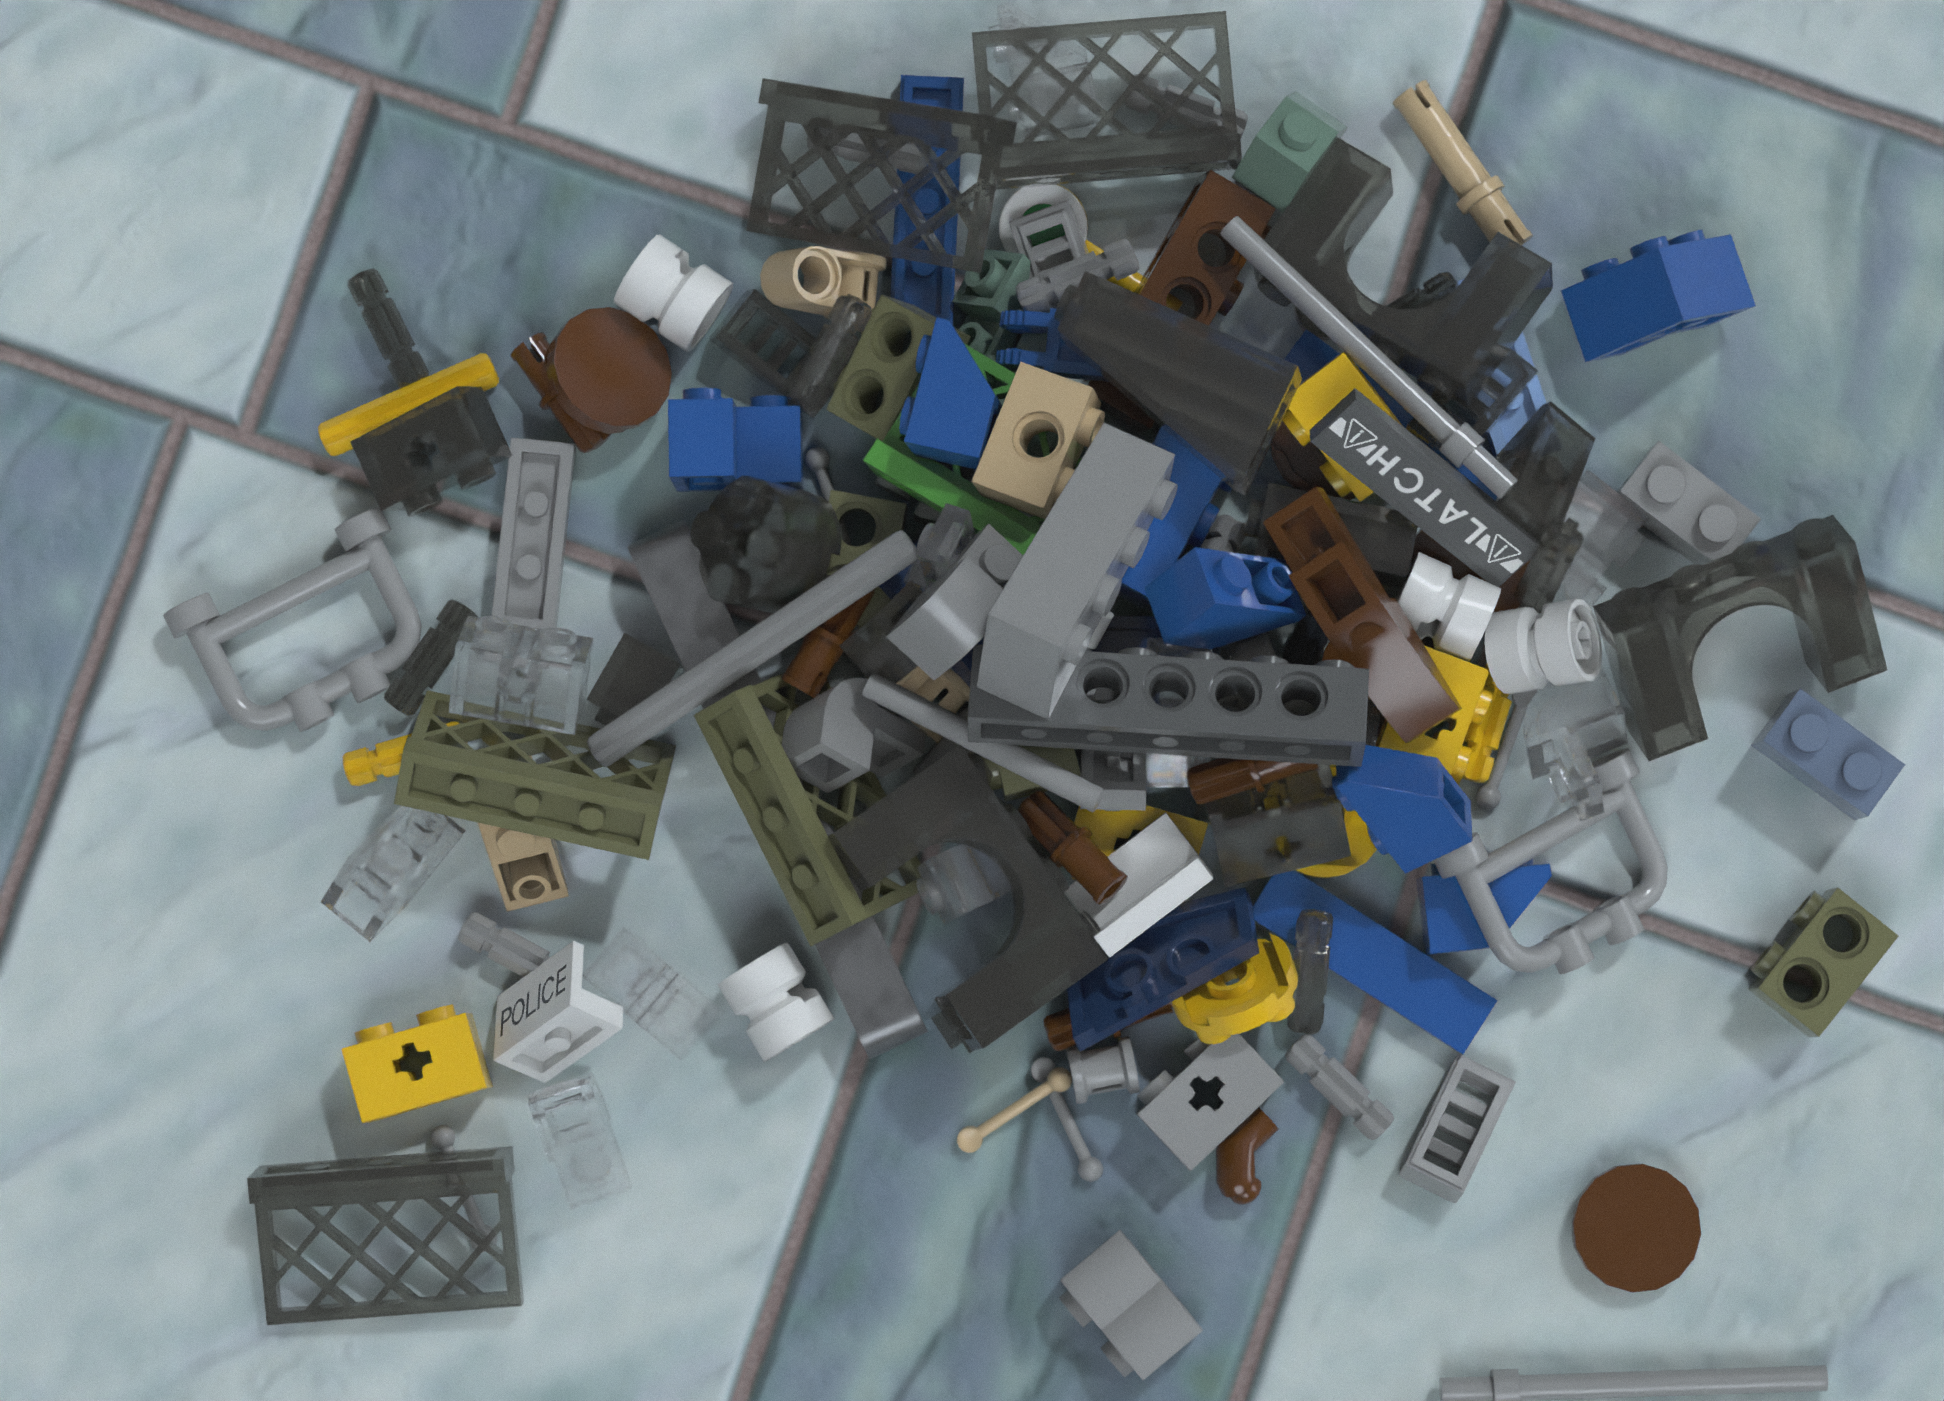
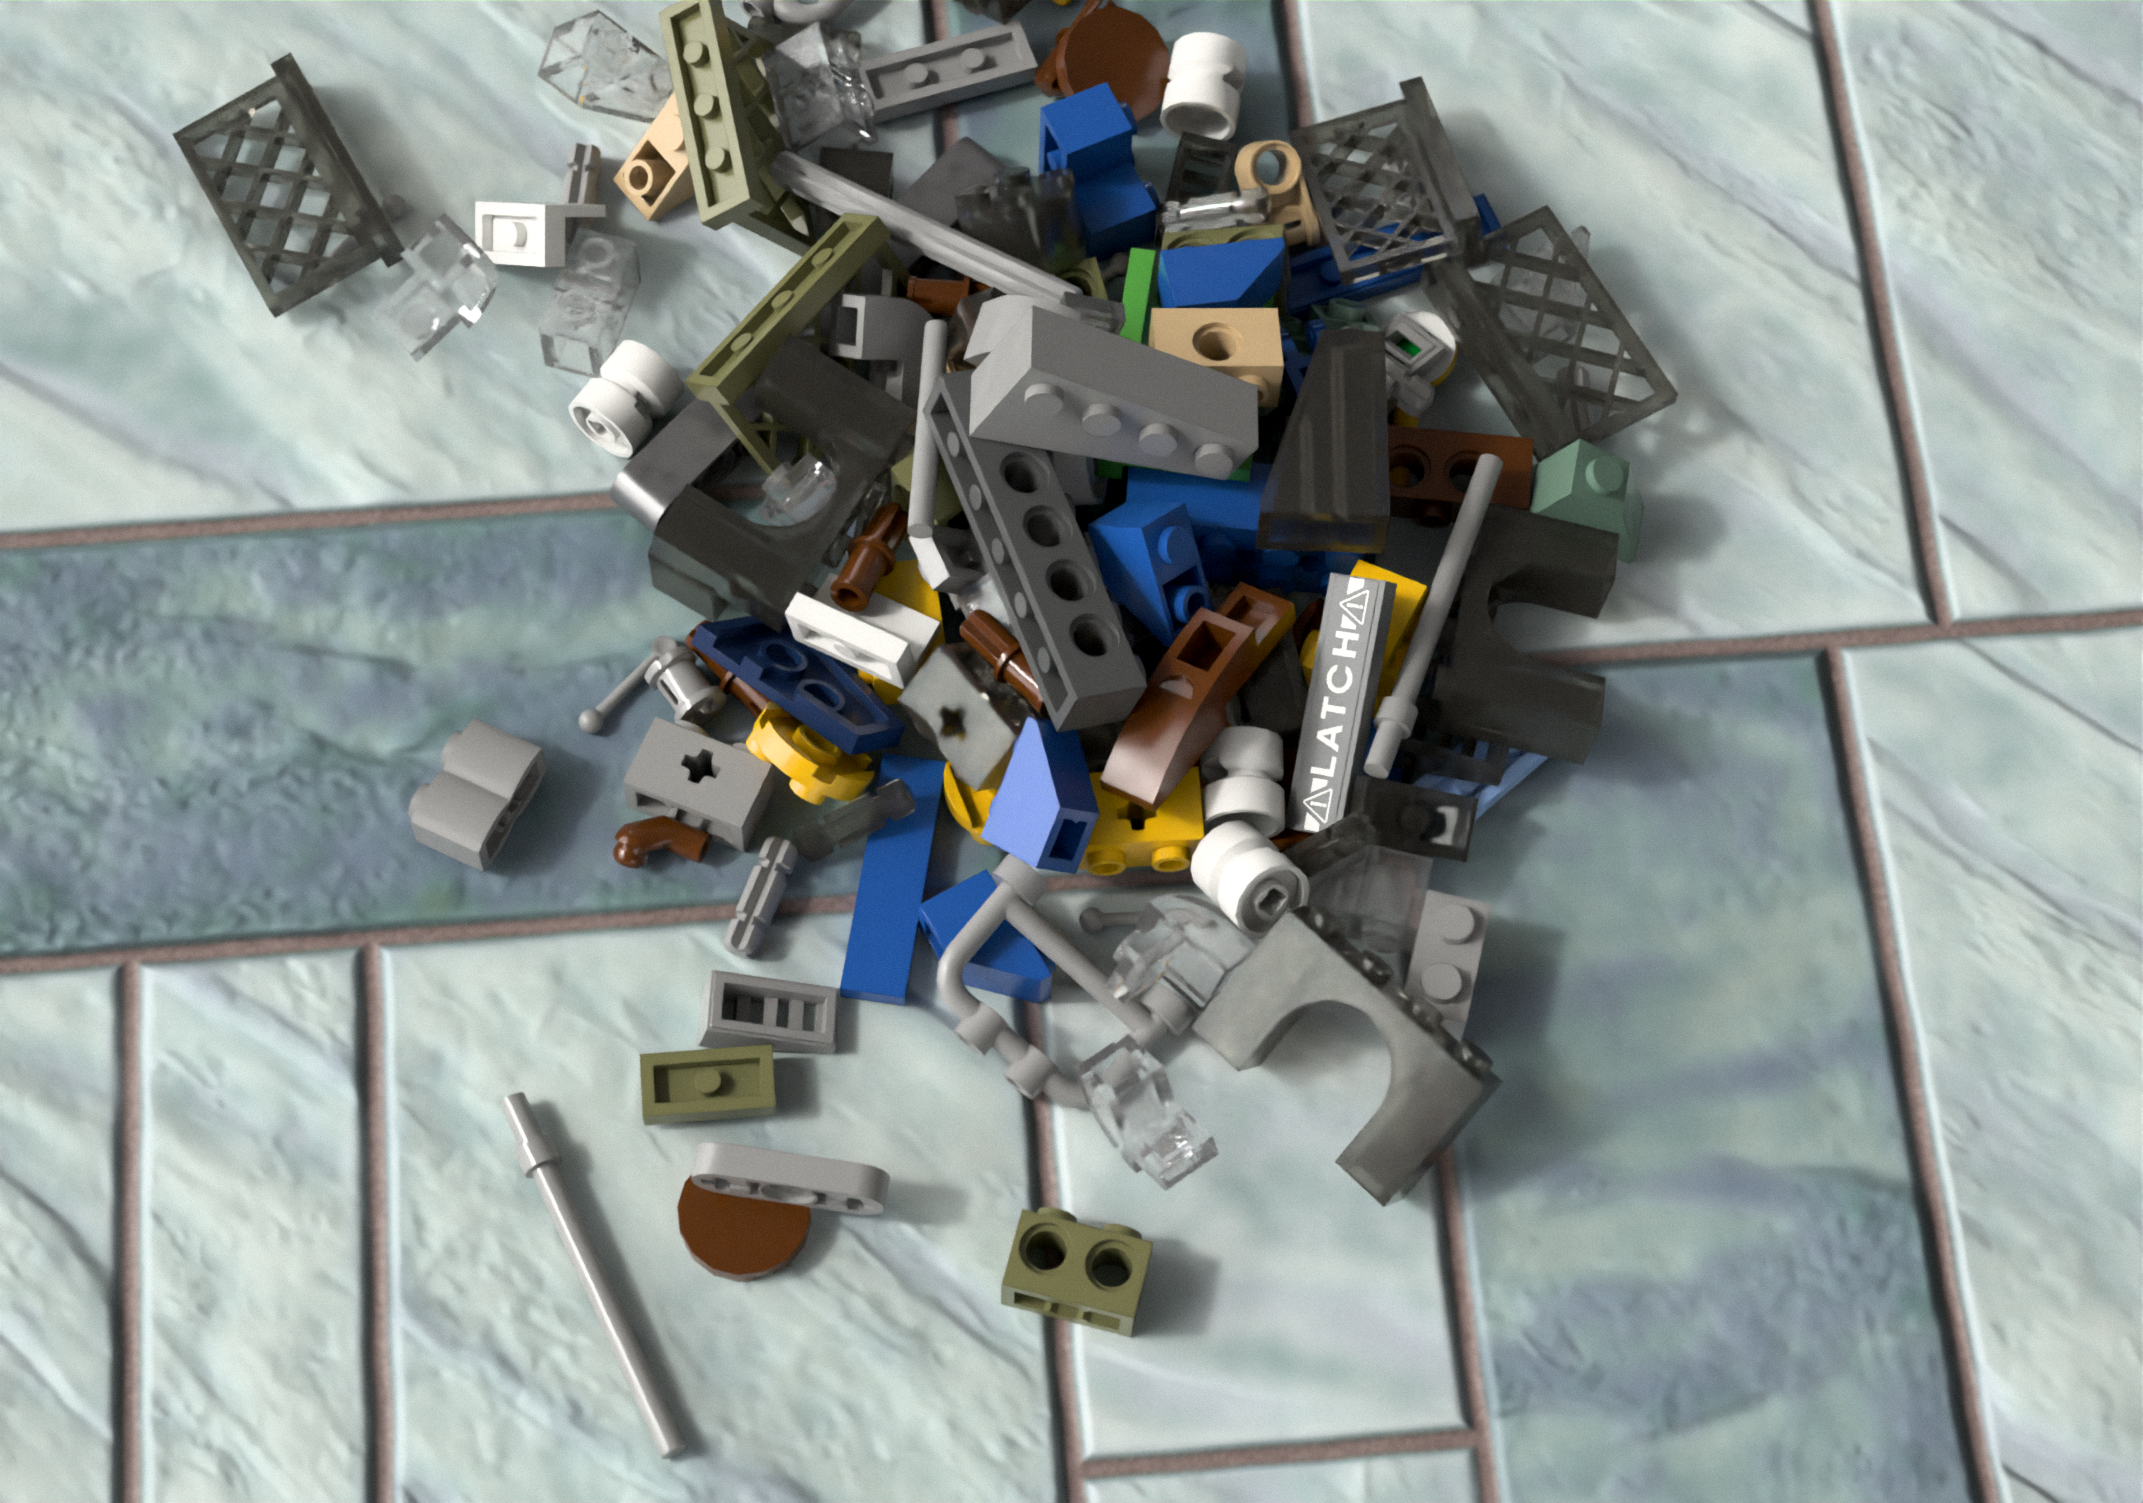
camera: 60 degrees right, 20 degrees down
(376, 1070) = (445, 152): yellow brick -> none
(971, 1137) = (576, 615): tan hinge -> none
(1460, 166) = (1637, 683): tan pin -> none
(1487, 736) = (1117, 892): yellow axle -> none
(1505, 1210) = (708, 1084): none -> olive plate
(1638, 1178) = (790, 1178): none -> light grey beam
(1656, 293) = (1632, 858): blue brick -> none
(1714, 838) = (1140, 1114): none -> clear brick
(1828, 754) = (1277, 1192): sand blue brick -> none

